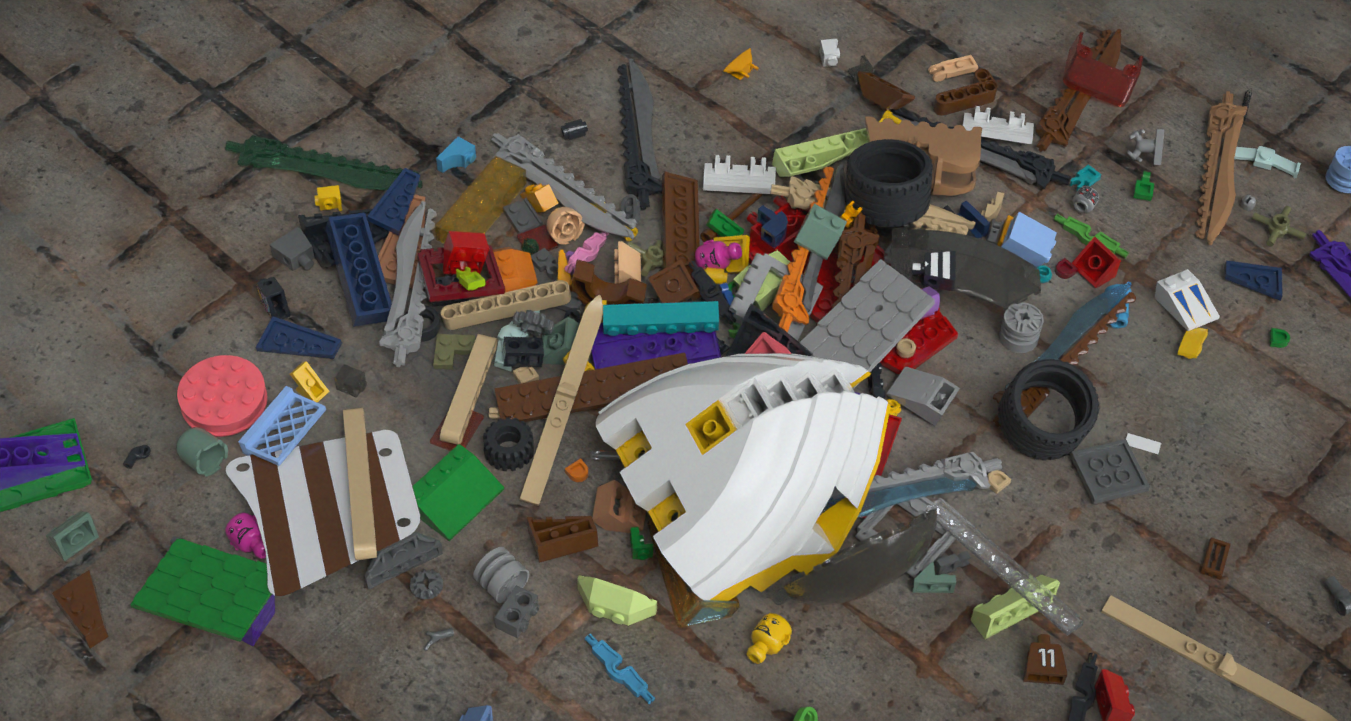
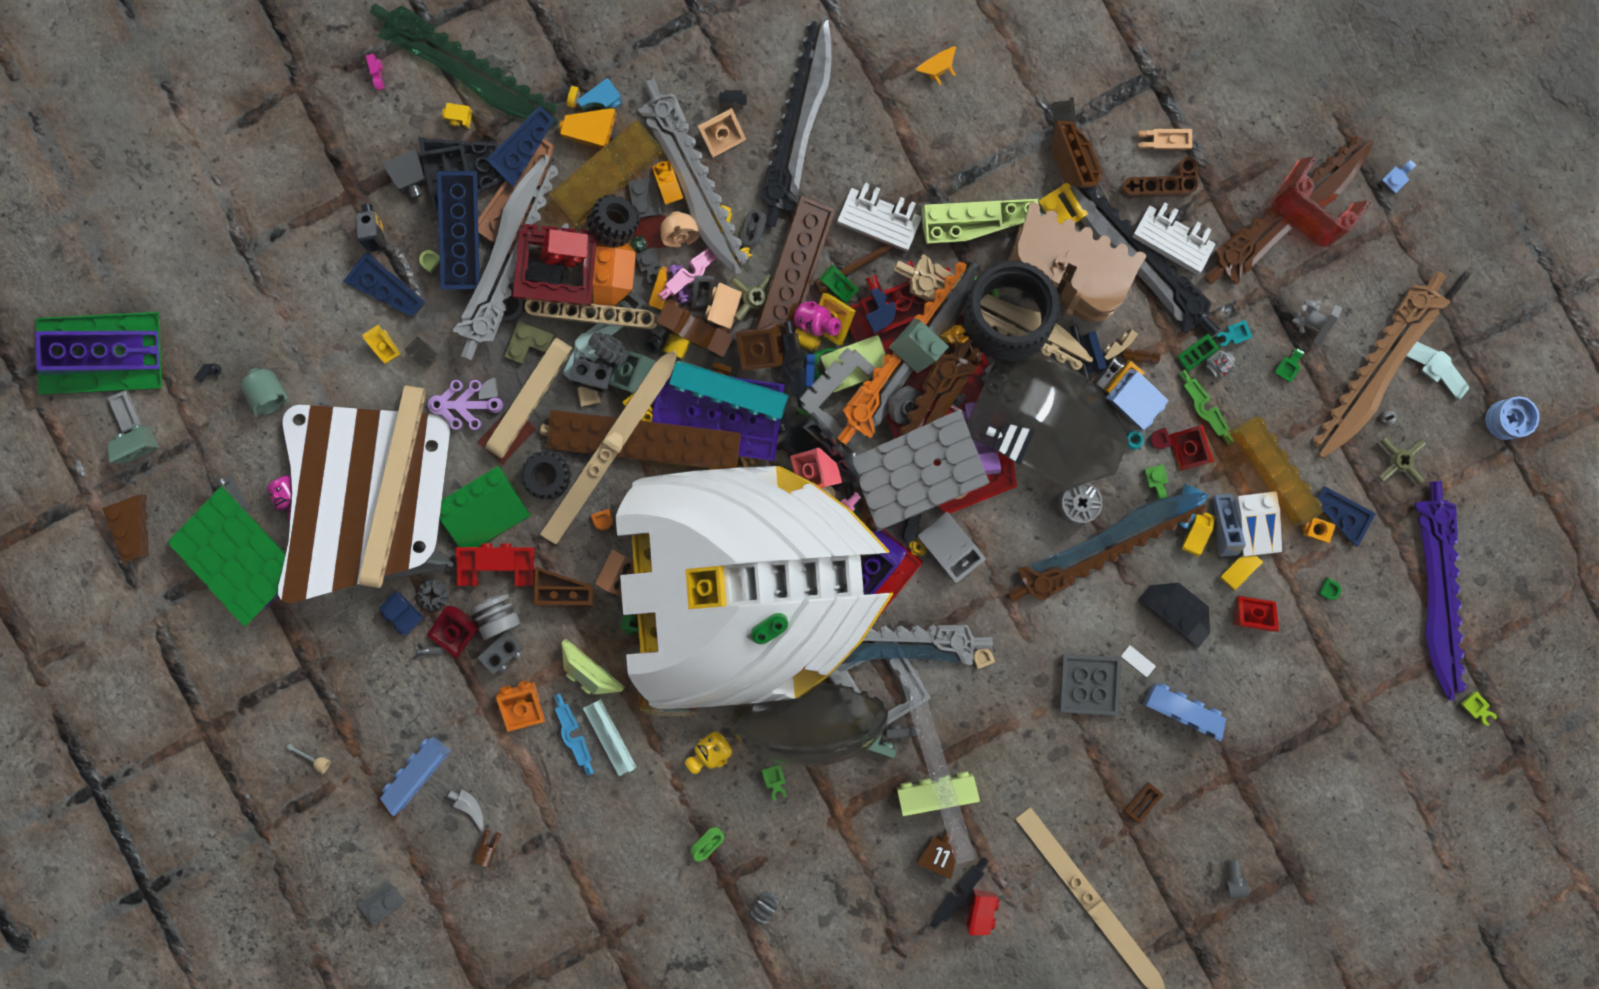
camera: 25 degrees right, 35 degrees up
(53, 511) = (124, 411): none -> light grey tile
(222, 395) = (297, 332): coral wheel -> none
(241, 184) = (375, 67): none -> dark pink plate
(270, 421) = (336, 373): light blue fence -> none
(336, 312) = (429, 260): none -> yellowish green tile
(399, 606) = (401, 613): none -> dark blue brick
(405, 414) = (462, 404): none -> lavender plant
(427, 396) = (488, 389): none -> light grey tile
(431, 161) = (573, 96): none -> yellow tile
(451, 178) = (589, 127): none -> light orange slope
(459, 605) = (453, 630): none -> dark red slope
(469, 279) = (557, 288): lime plate -> none
(482, 529) = (491, 558): none -> red bracket
(502, 229) = (617, 210): none -> black tyre
(554, 653) = (520, 705): none -> orange plate
(573, 151) = (721, 132): none -> light nougat slope
(604, 262) = (702, 292): none -> flat silver slope
(660, 657) = (609, 737): none -> light aqua fence
(790, 431) = (768, 628): none -> green plate
(820, 287) = (898, 402): none -> dark grey plate
(829, 52) = (1040, 76): white brick -> none
(846, 644) = (774, 778): none -> bright green plate
(1002, 215) = (1141, 356): none -> reddish brown axle
(1066, 187) = (1214, 346): none -> green slope
(1067, 381) = (1067, 650): black tyre -> none
(1077, 296) = (1155, 478): none -> bright green plate
(1139, 325) = (1198, 534): none -> yellow slope
(1153, 48) = (1397, 178): none -> light blue plate
(1156, 390) = (1179, 610): none -> black wedge
(1162, 313) = (1227, 526): none -> sand blue slope
(1175, 253) = (1276, 470): none -> clear yellow brick
(1209, 466) = (1187, 712): none -> medium blue wedge
(1227, 375) = (1256, 614): none -> red slope
(1240, 294) = (1325, 533): none -> light orange brick

